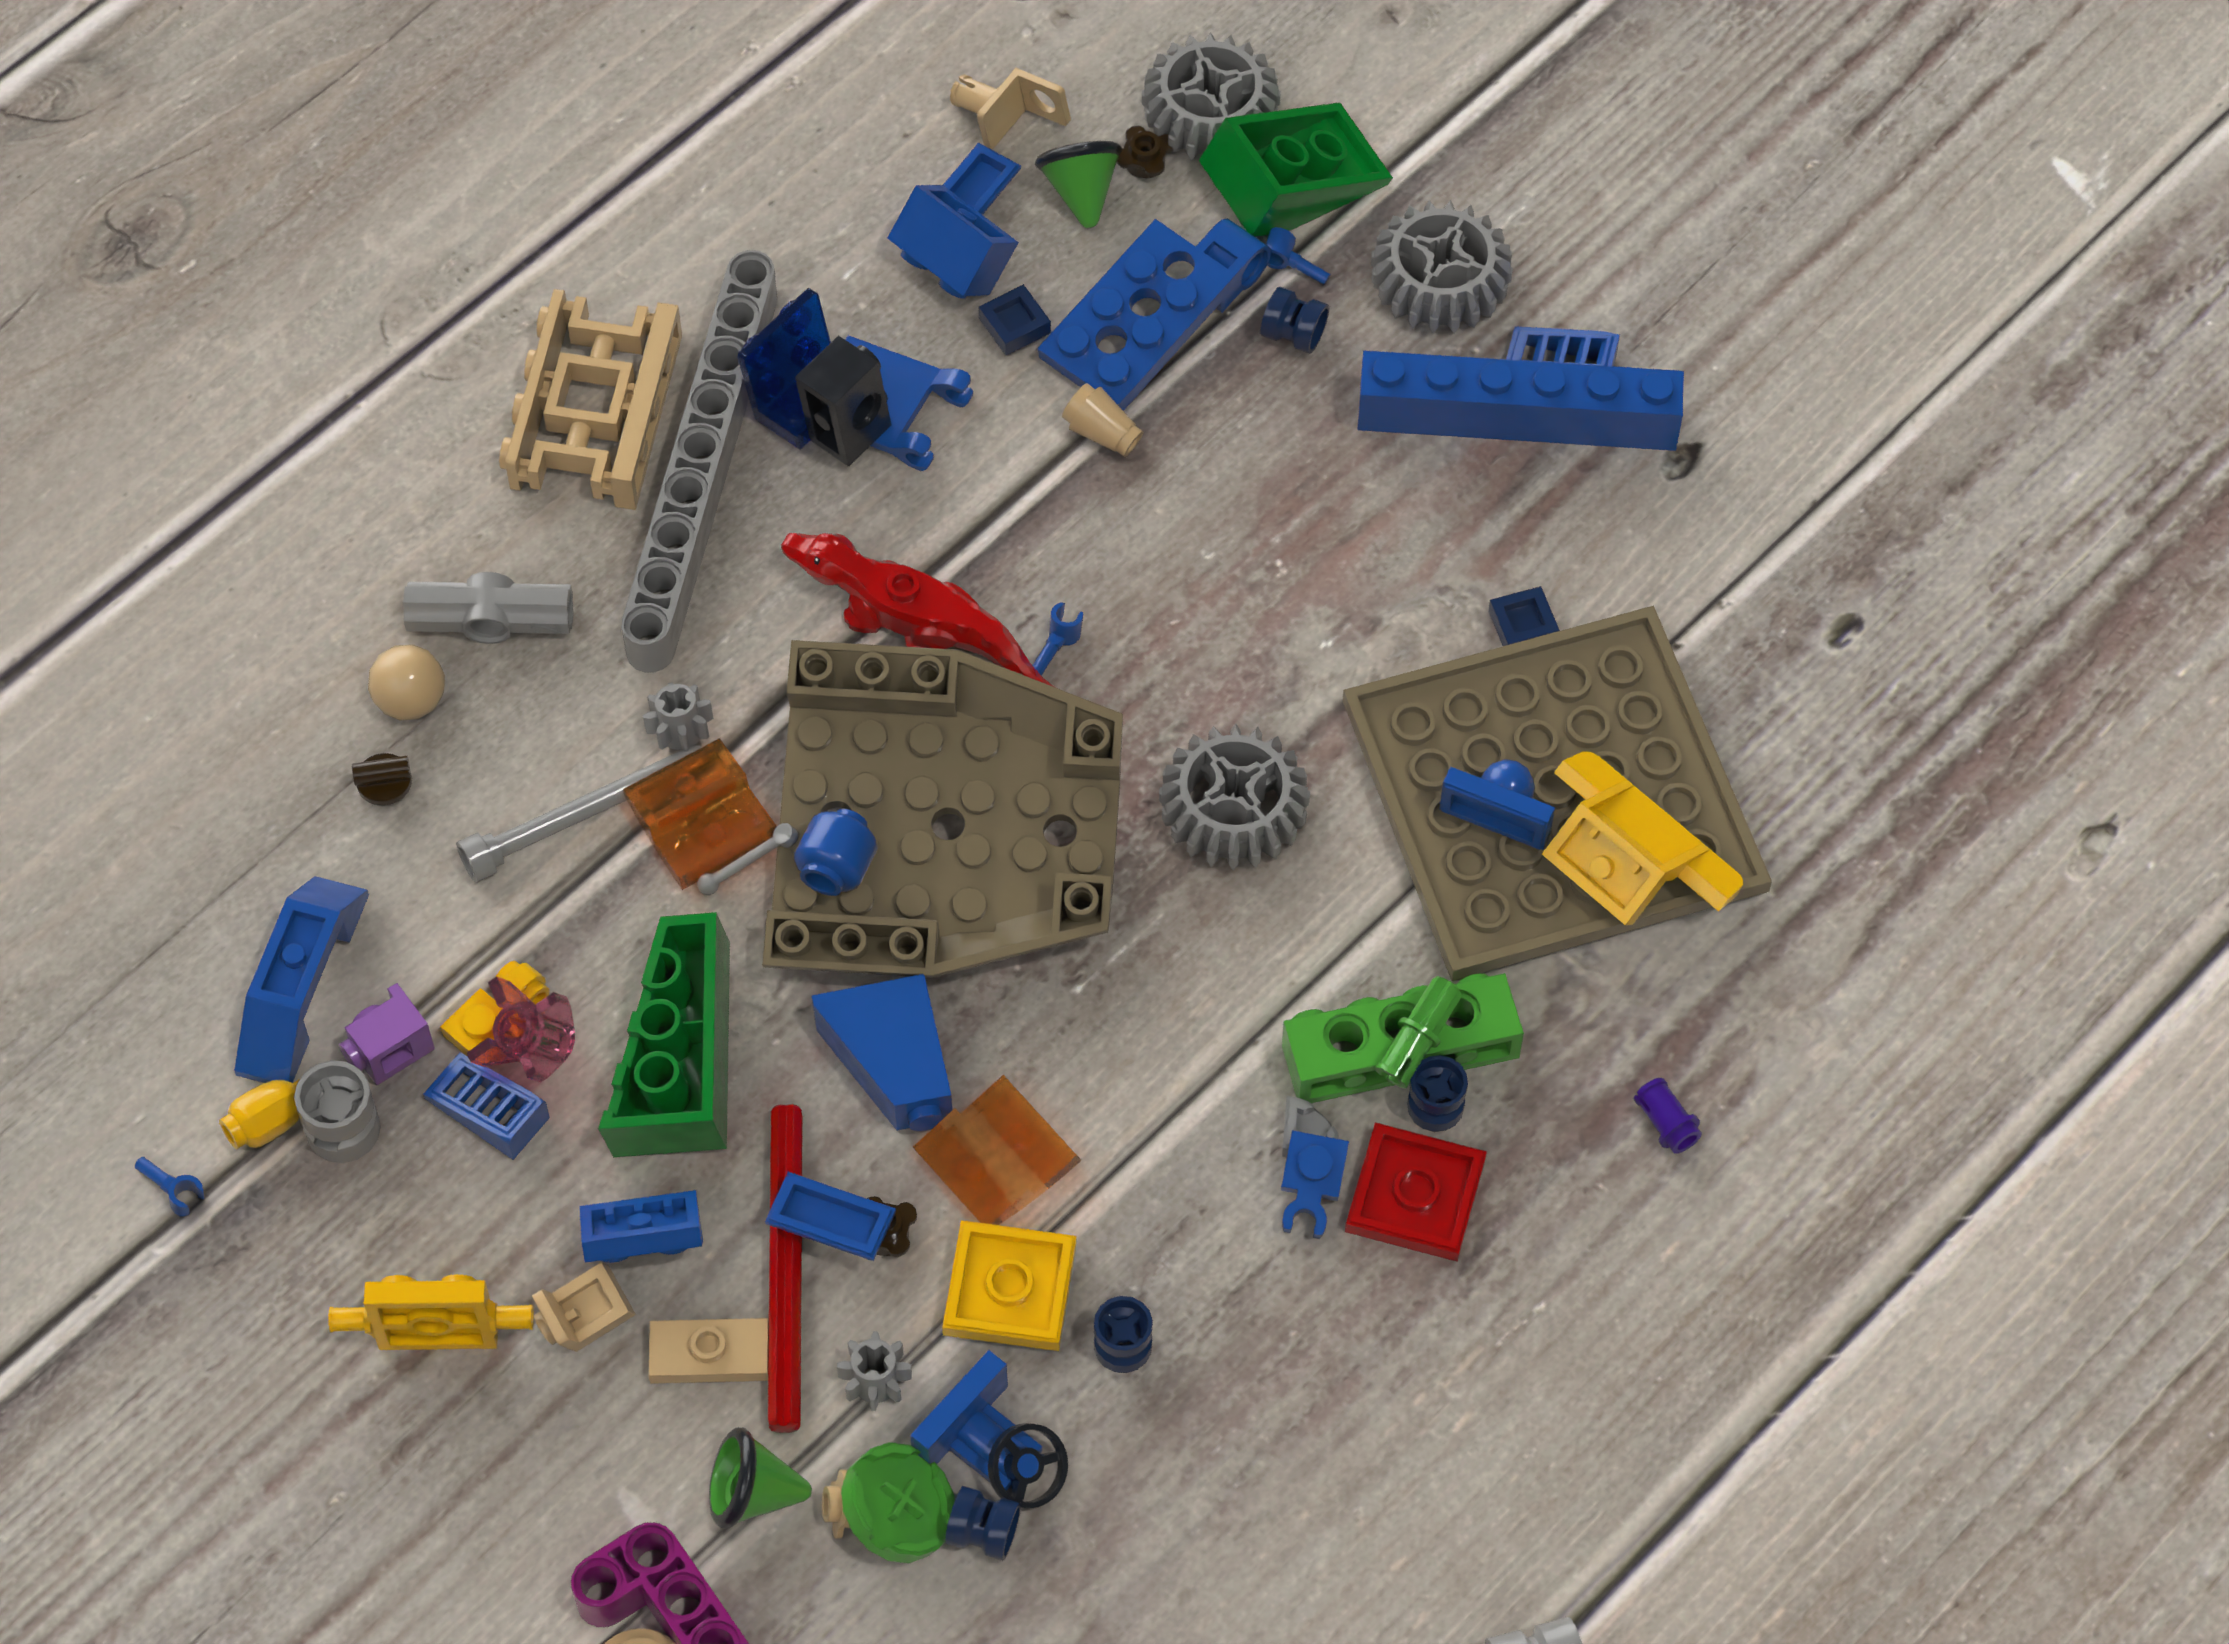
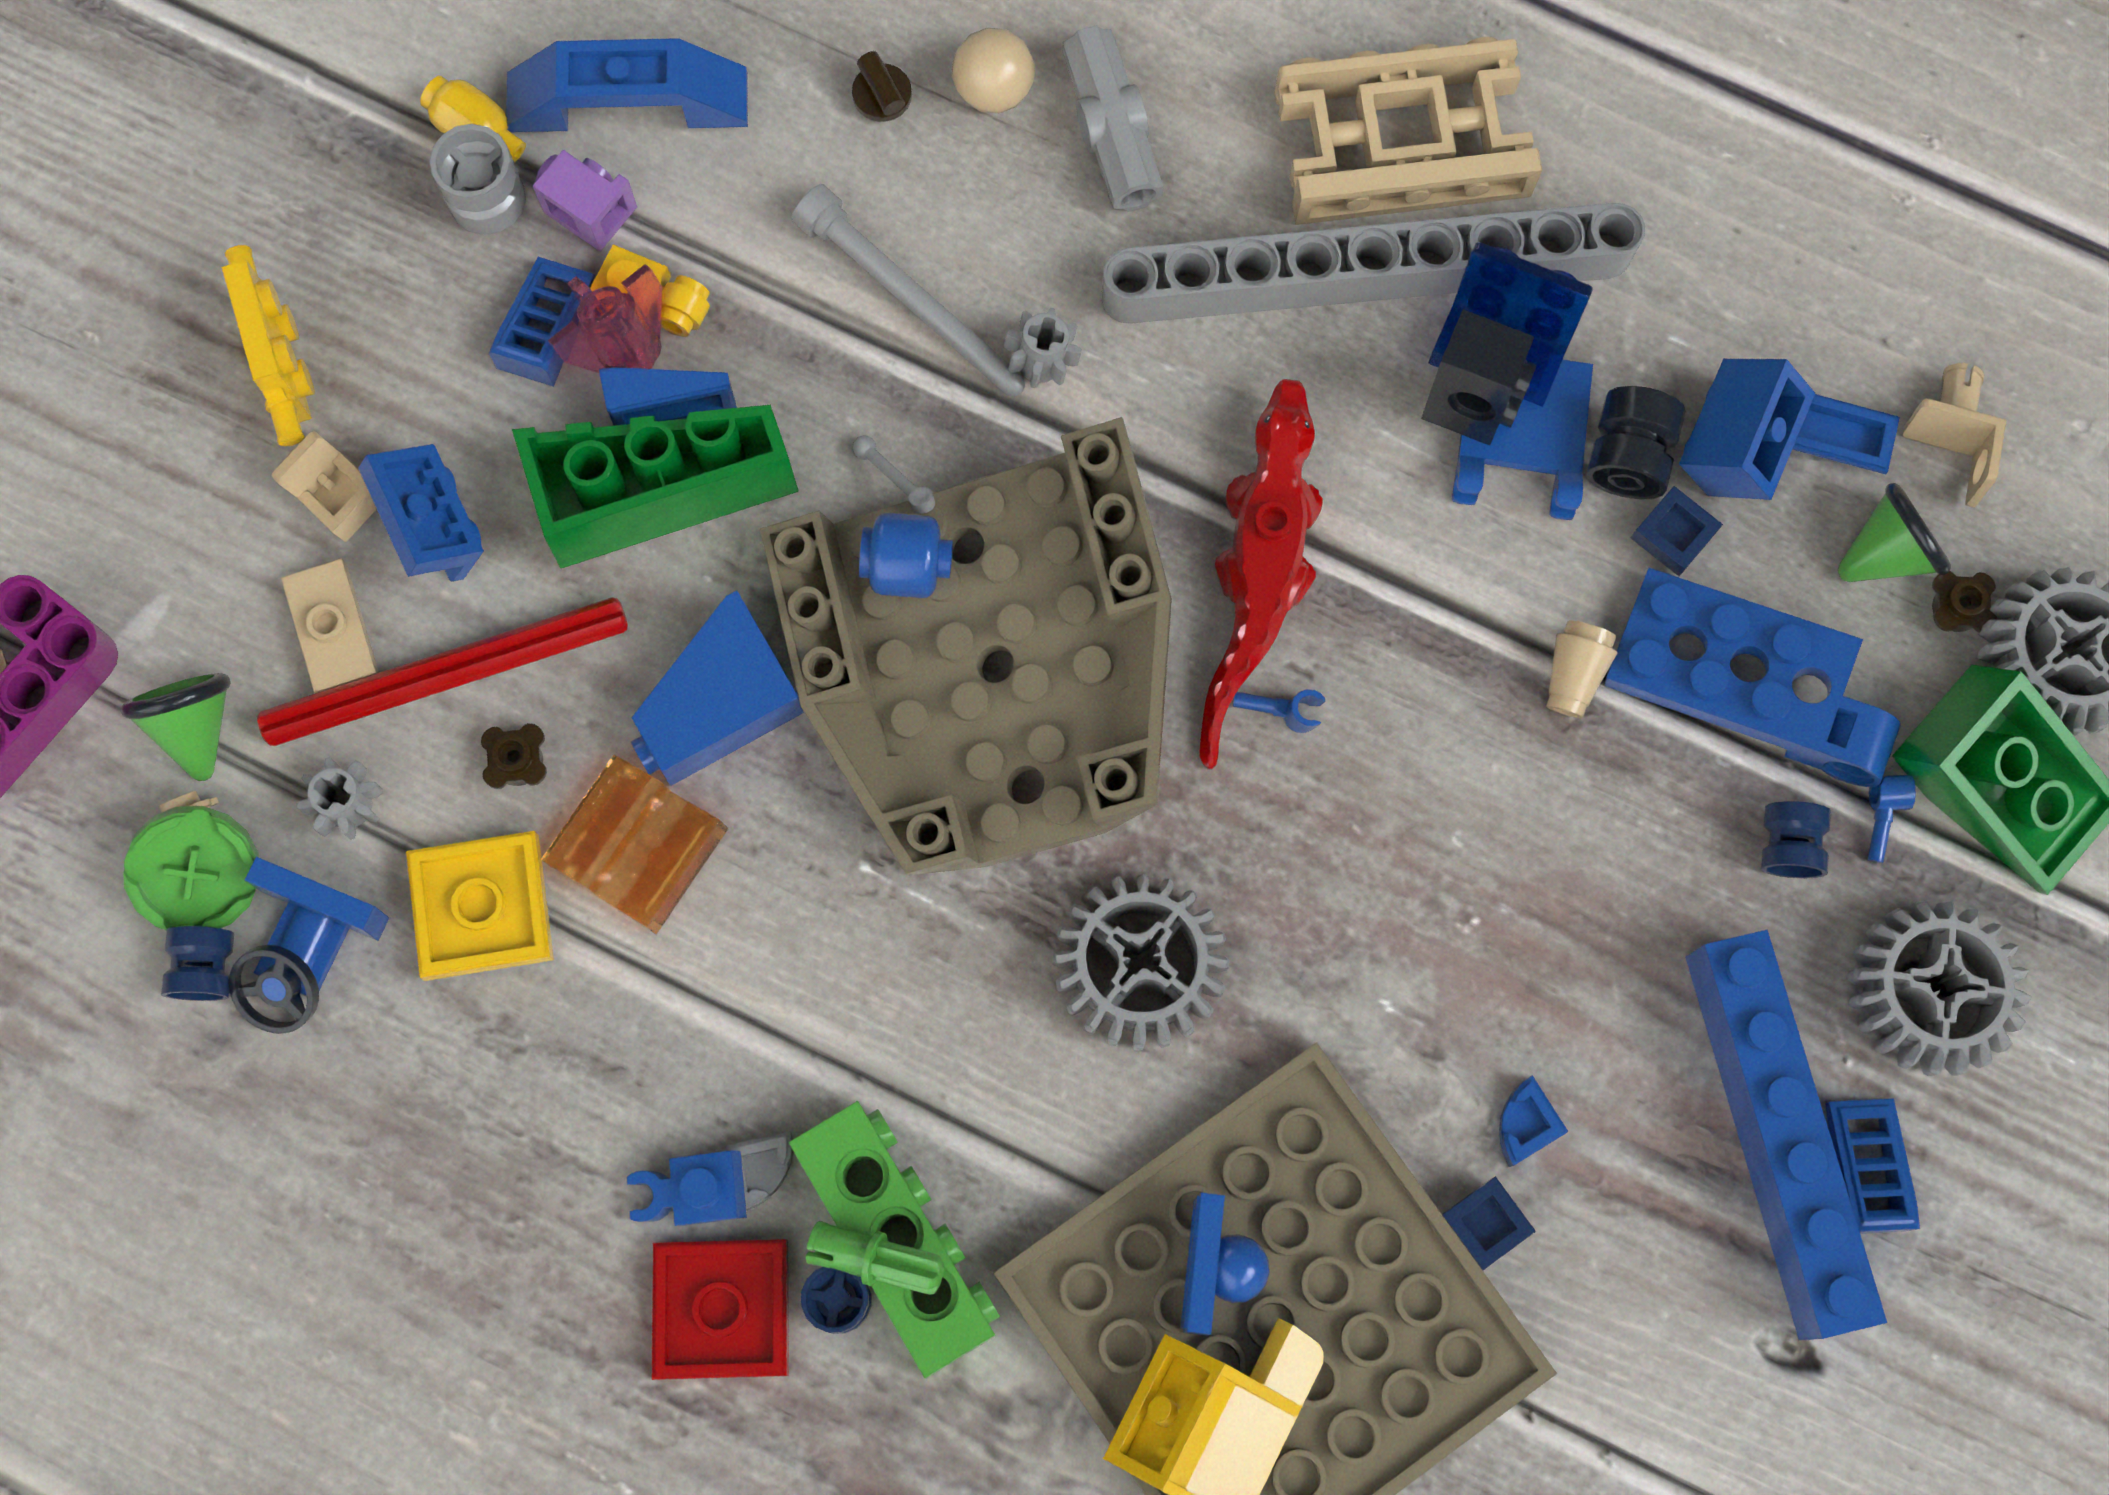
camera: 70 degrees right, 15 degrees up
(171, 1185) = (372, 65): blue hand -> none
(598, 1033) = (663, 393): none -> blue slope
(700, 813) = (942, 410): clear orange slope -> none
(830, 1216) = (489, 695): blue tile -> none
(927, 317) = (1636, 433): none -> black wheel
(1123, 1321) = (437, 1035): dark blue wheel -> none
(1452, 573) = (1528, 1122): none -> blue tile

